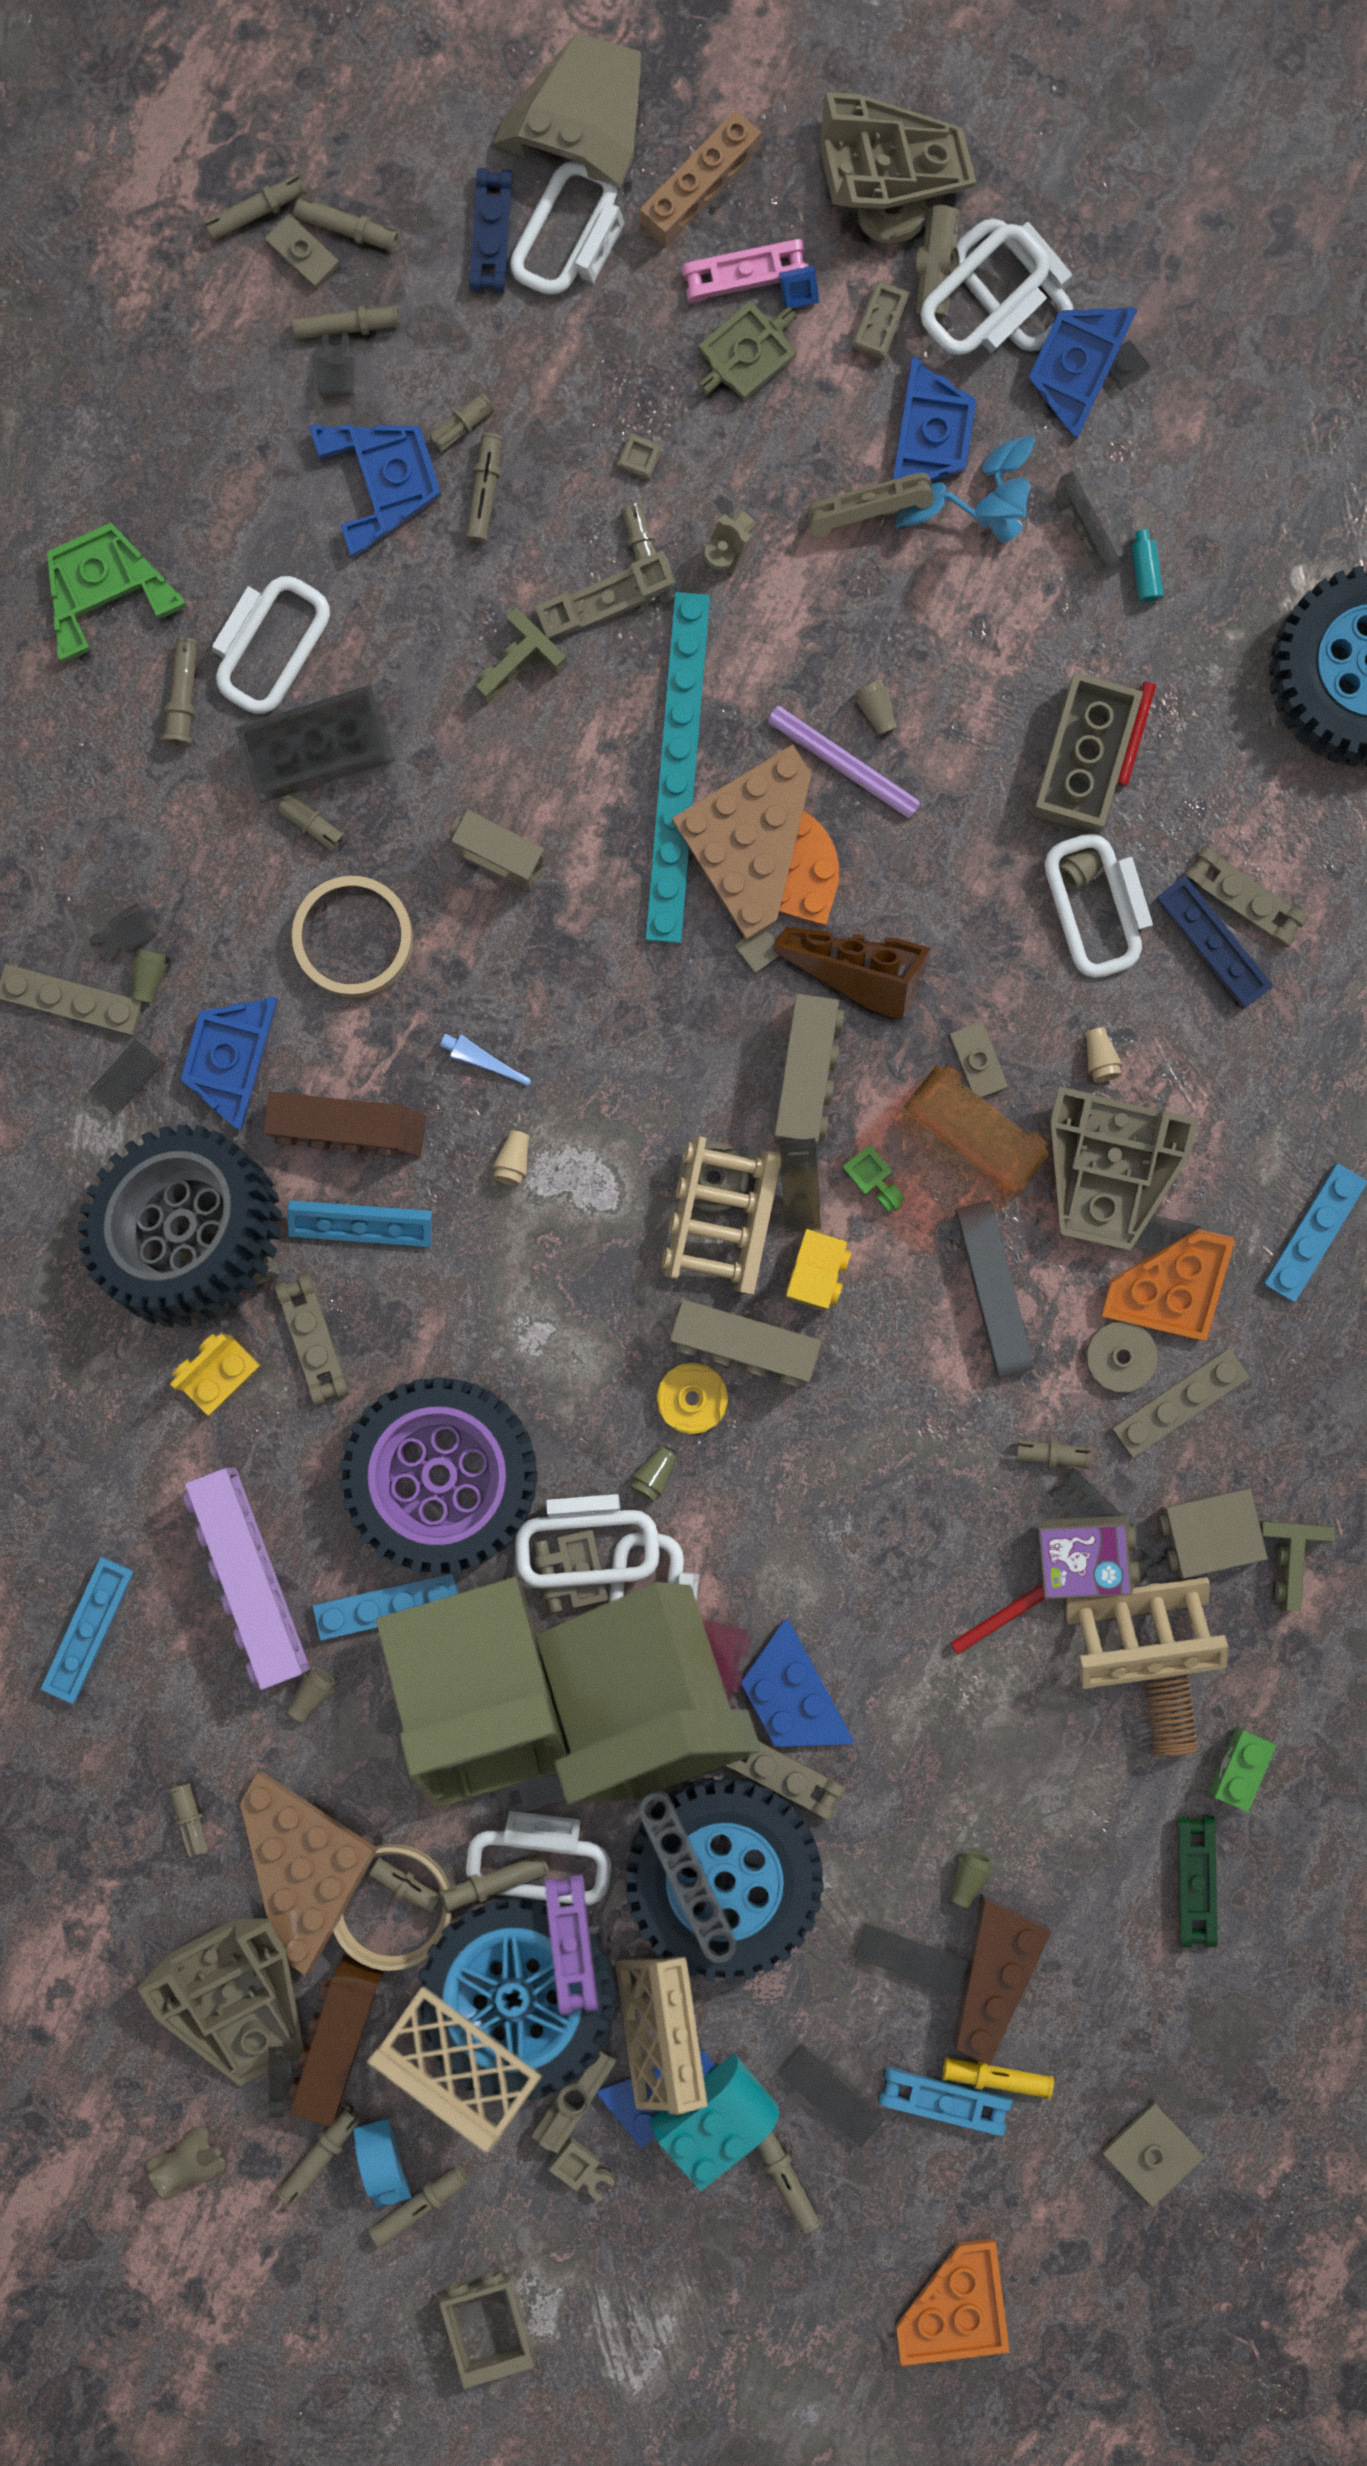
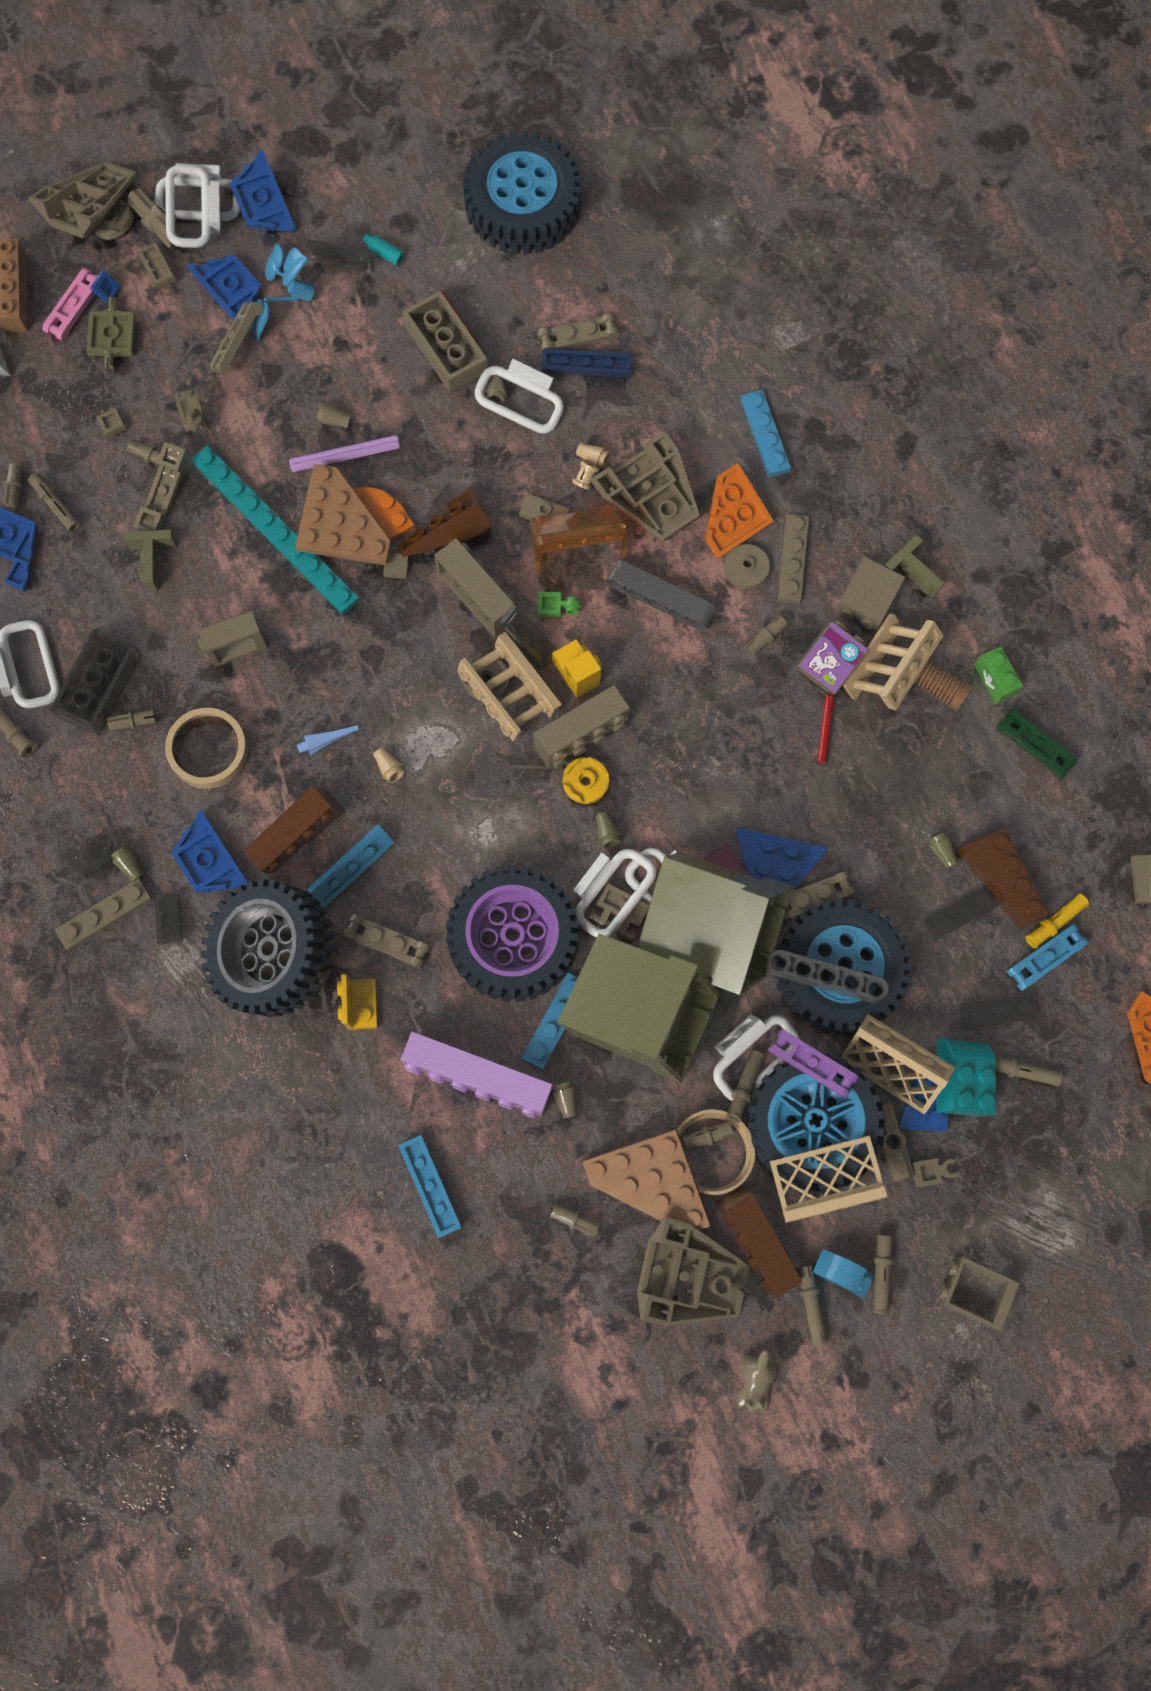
camera: 50 degrees left, 10 degrees down
(1065, 1070) = (585, 474): none -> tan bush

